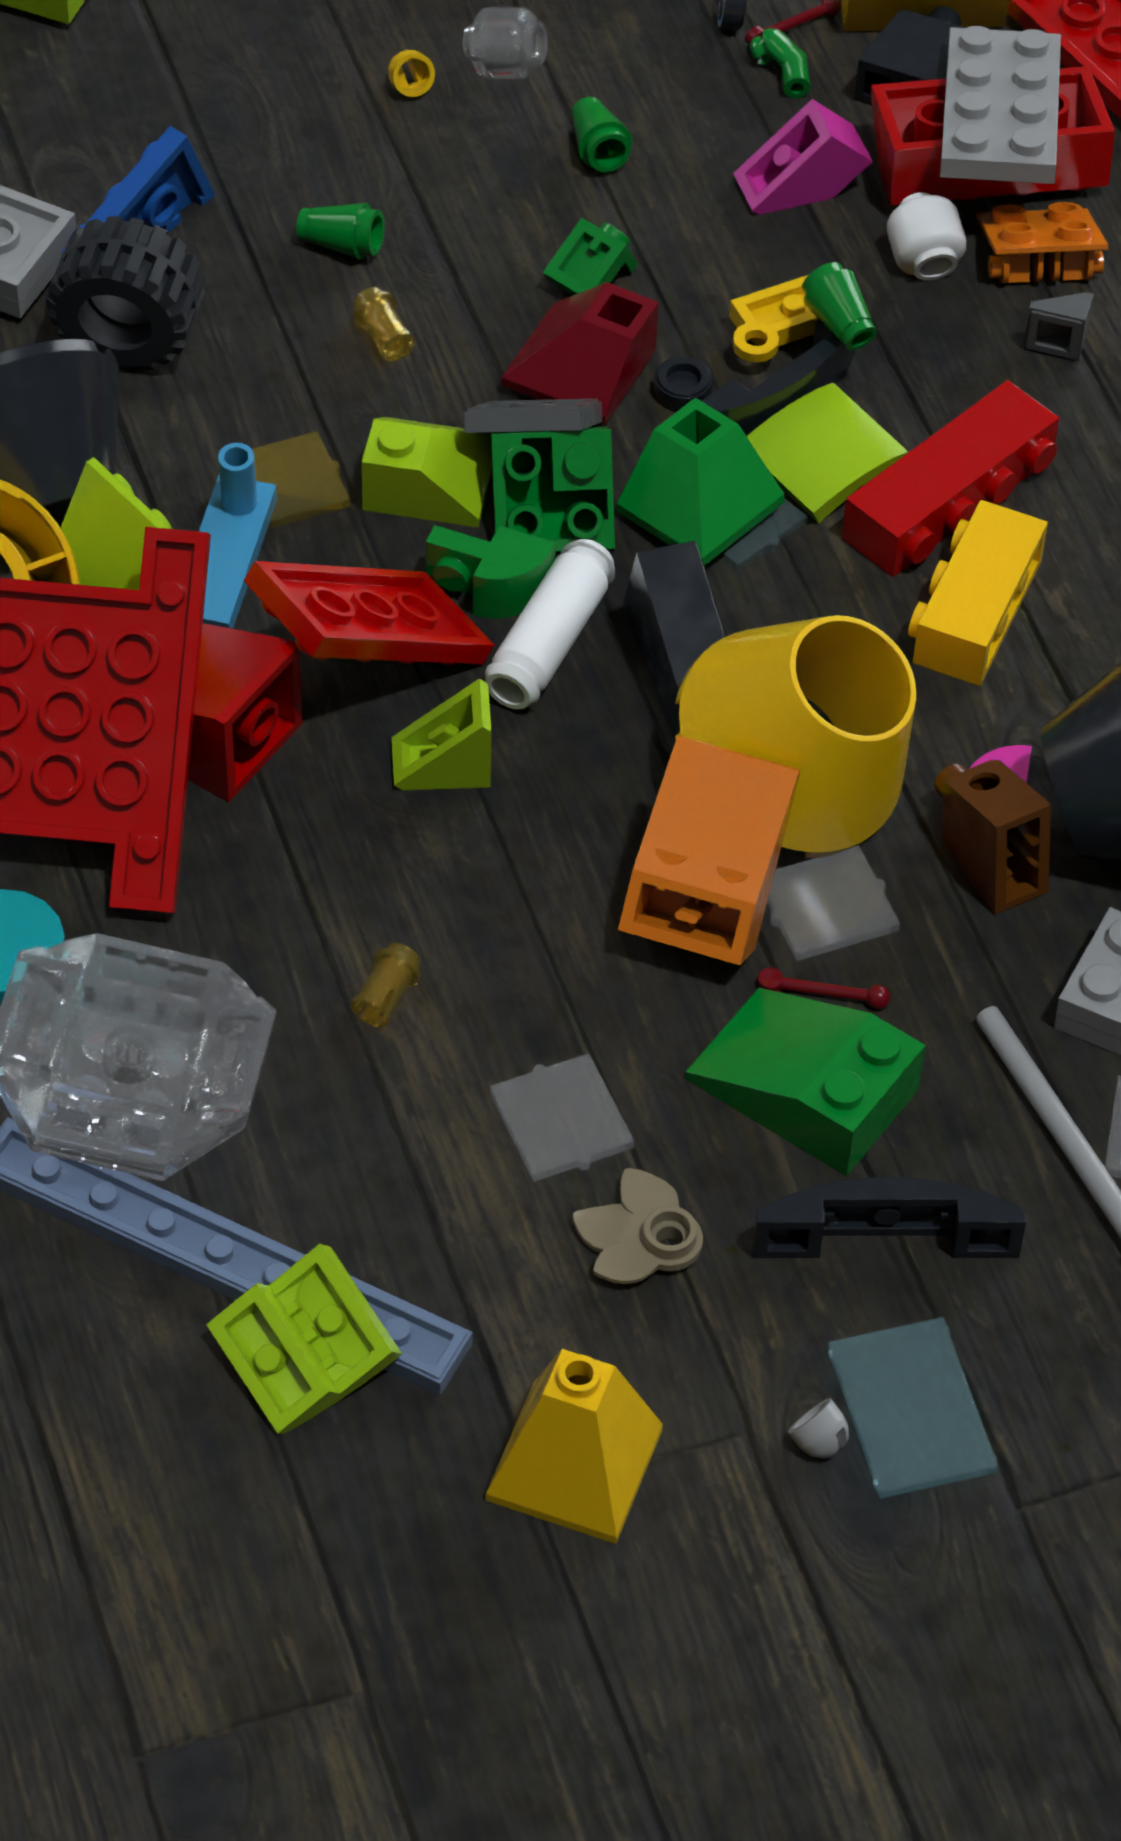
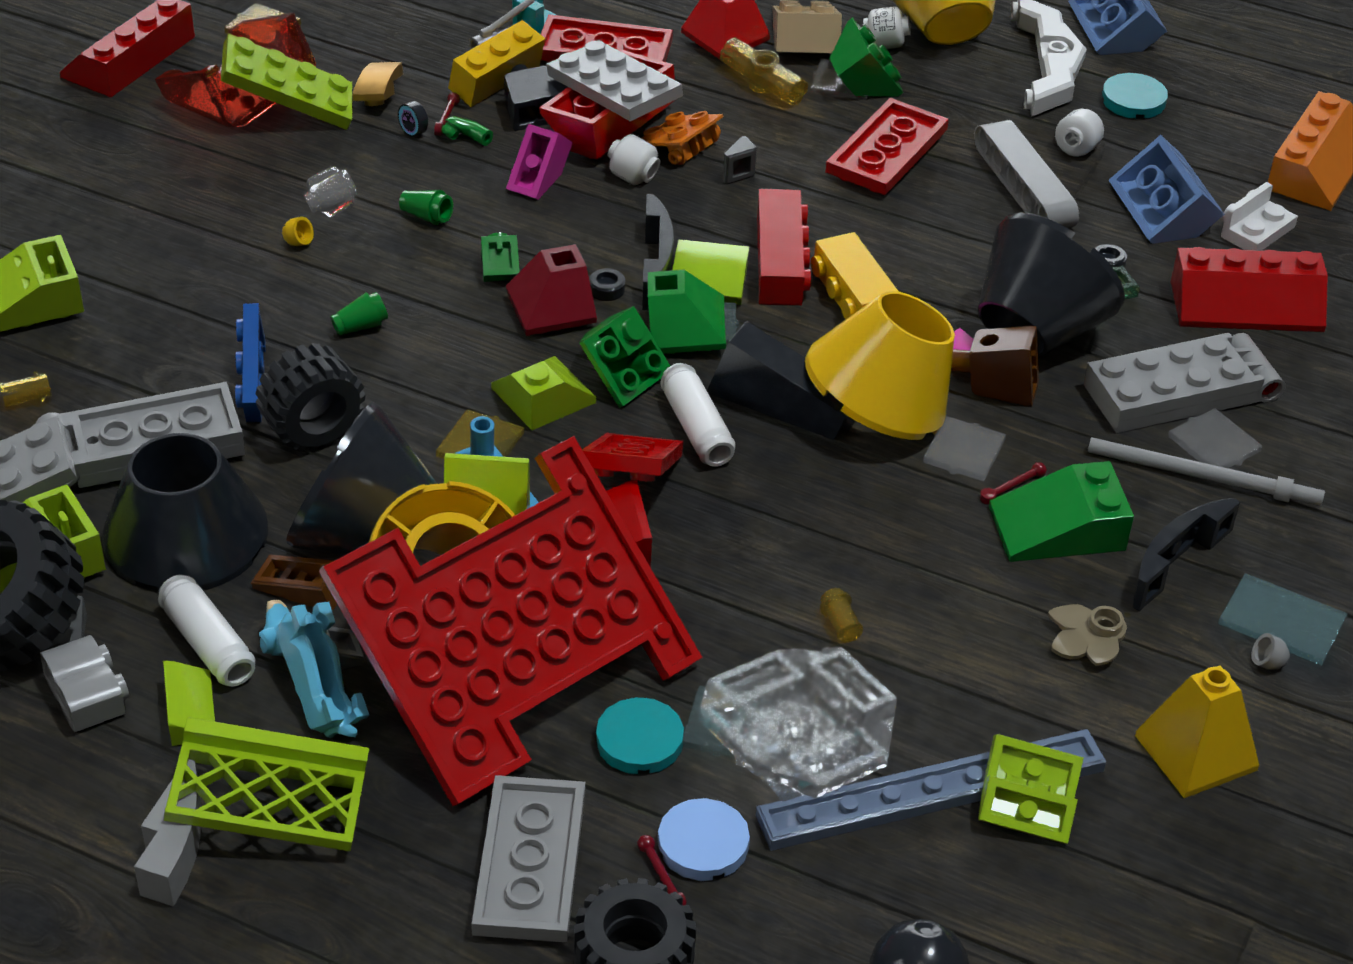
camera: 45 degrees left, 10 degrees down
(377, 313) = (436, 342): clear yellow pin -> none
(447, 744) = (728, 491): lime slope -> none
(495, 573) = (640, 410): green brick -> none
(533, 415) = (577, 329): dark grey tile -> none
(561, 1117) = (986, 615): clear piece -> none
(710, 851) = (921, 447): orange slope -> none
(770, 320) = (617, 226): yellow hinge -> none
(839, 304) = (656, 198): green cone -> none

